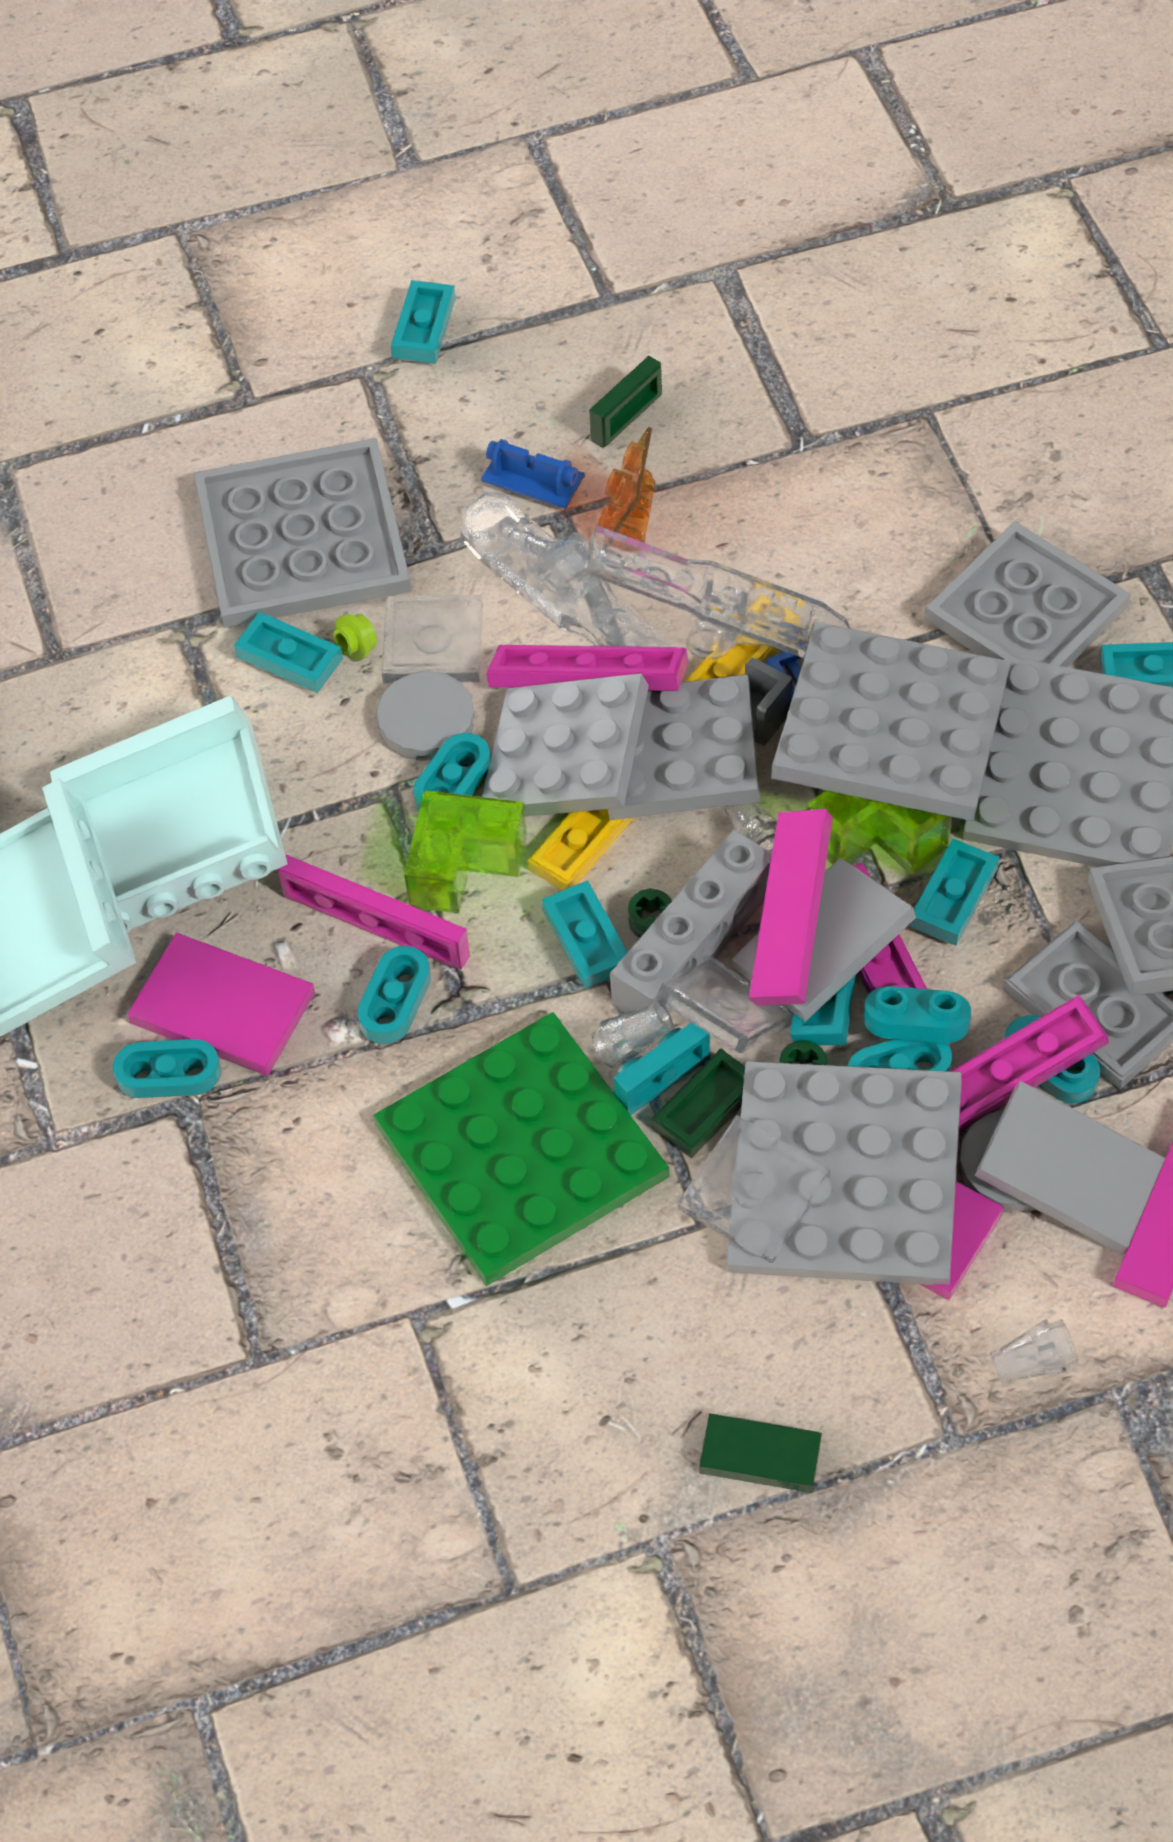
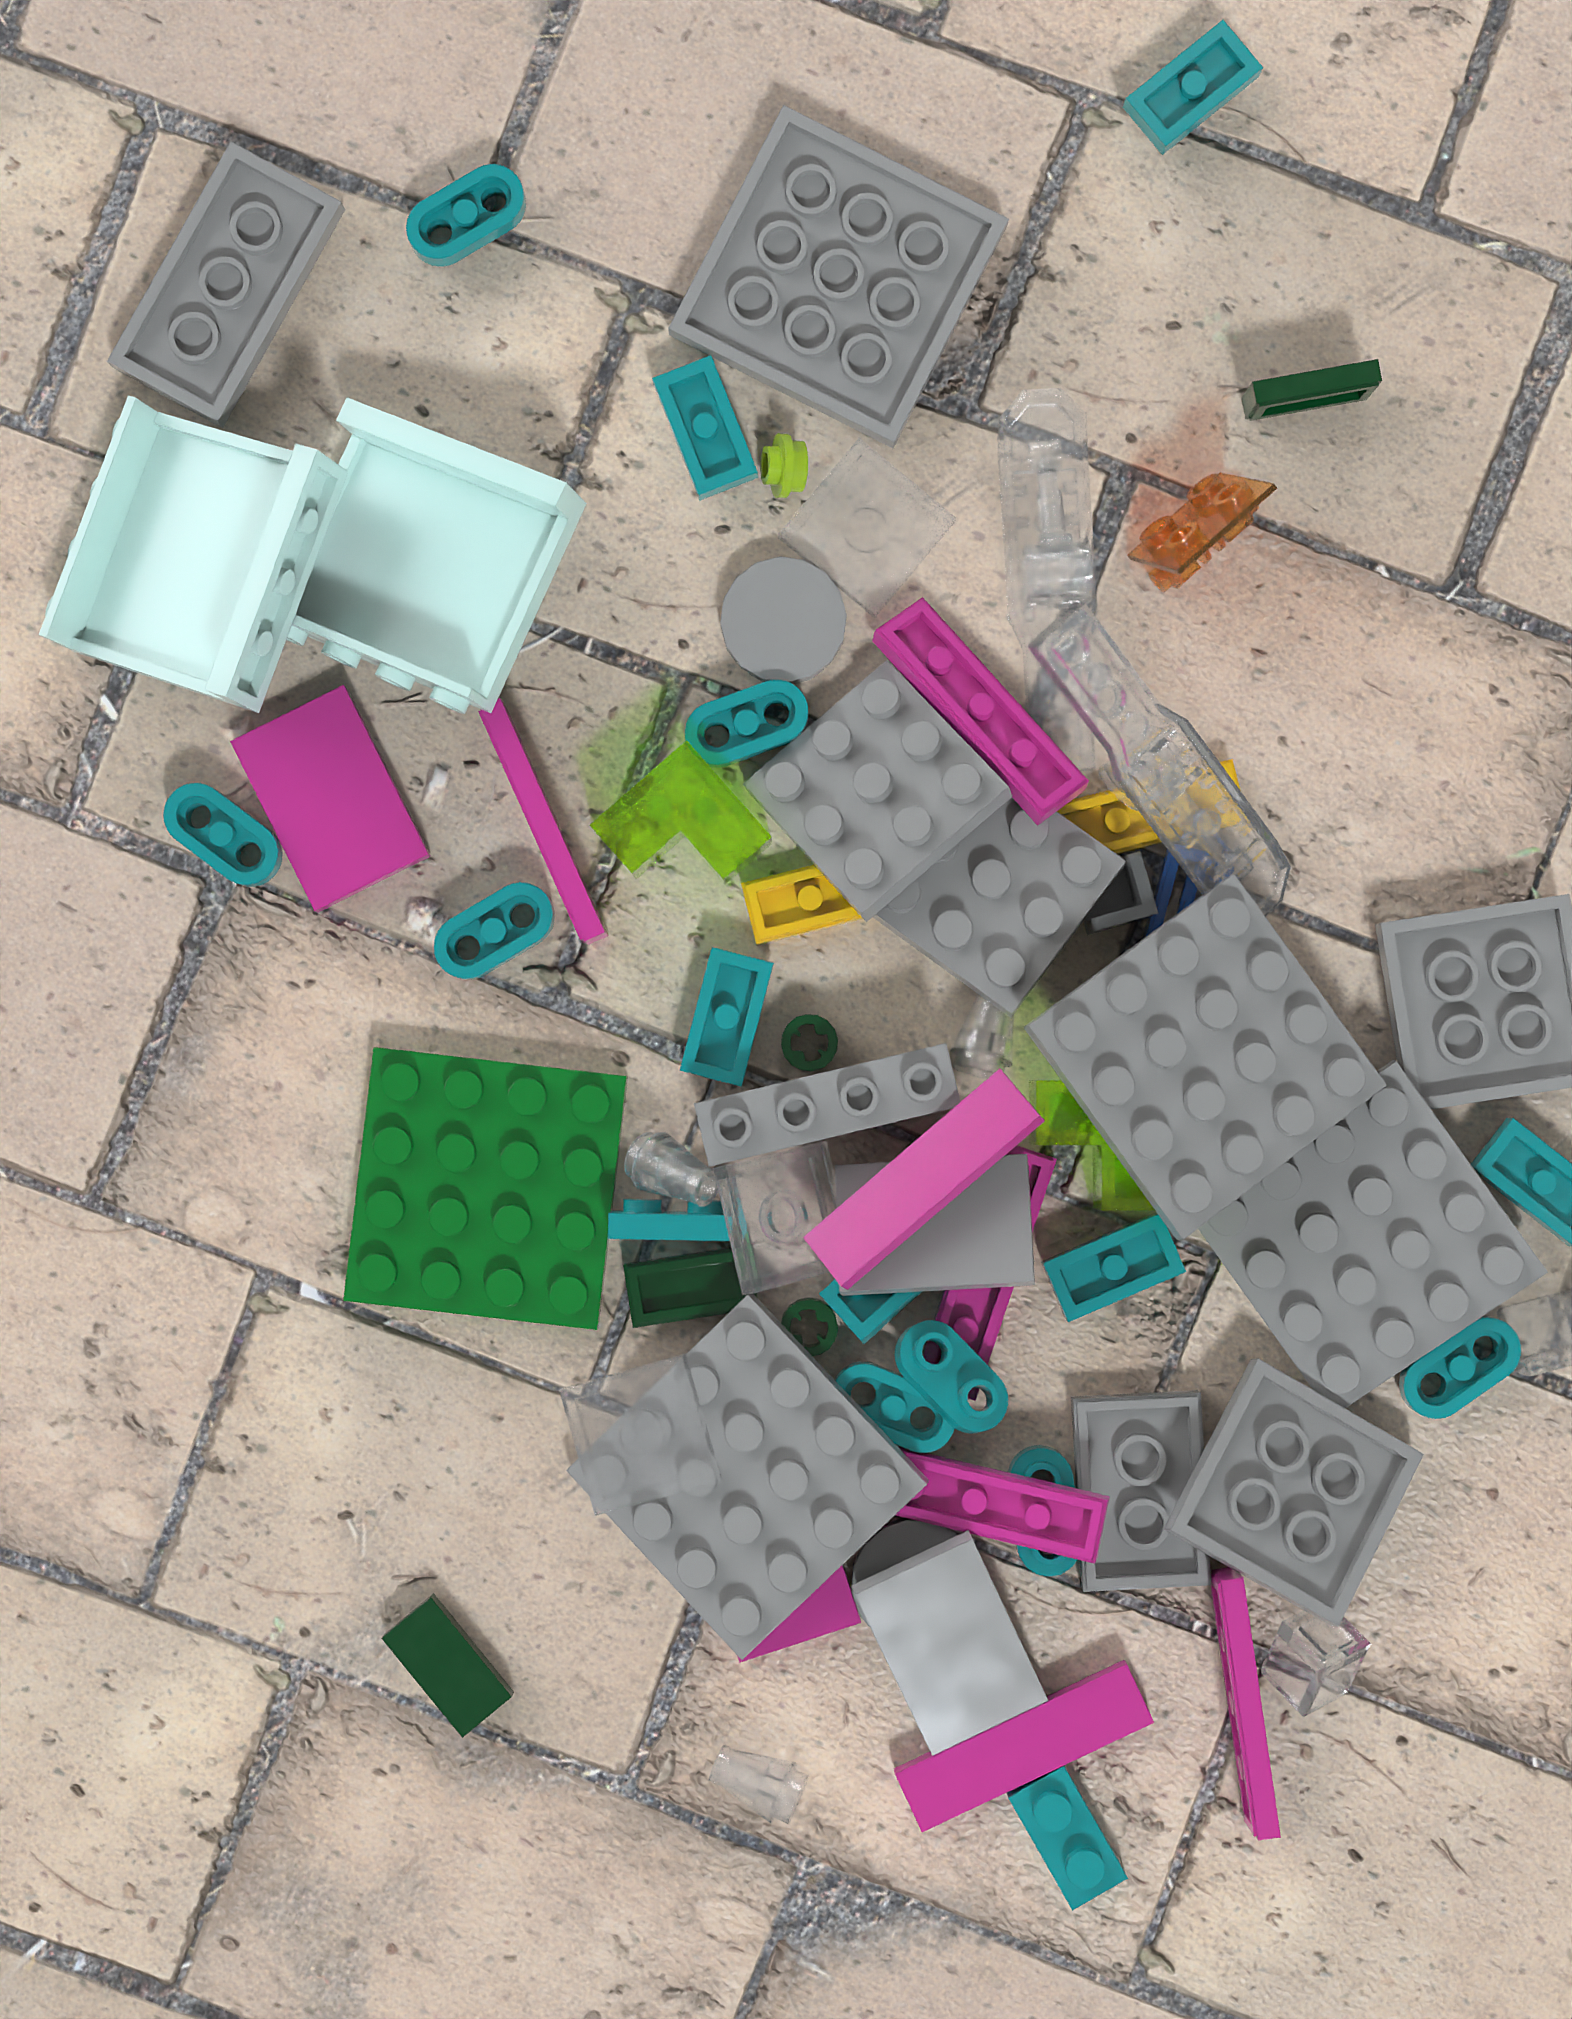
camera: 35 degrees right, 30 degrees up
(42, 652) = (463, 212): none -> teal plate
(531, 476) = (1135, 401): blue hinge -> none

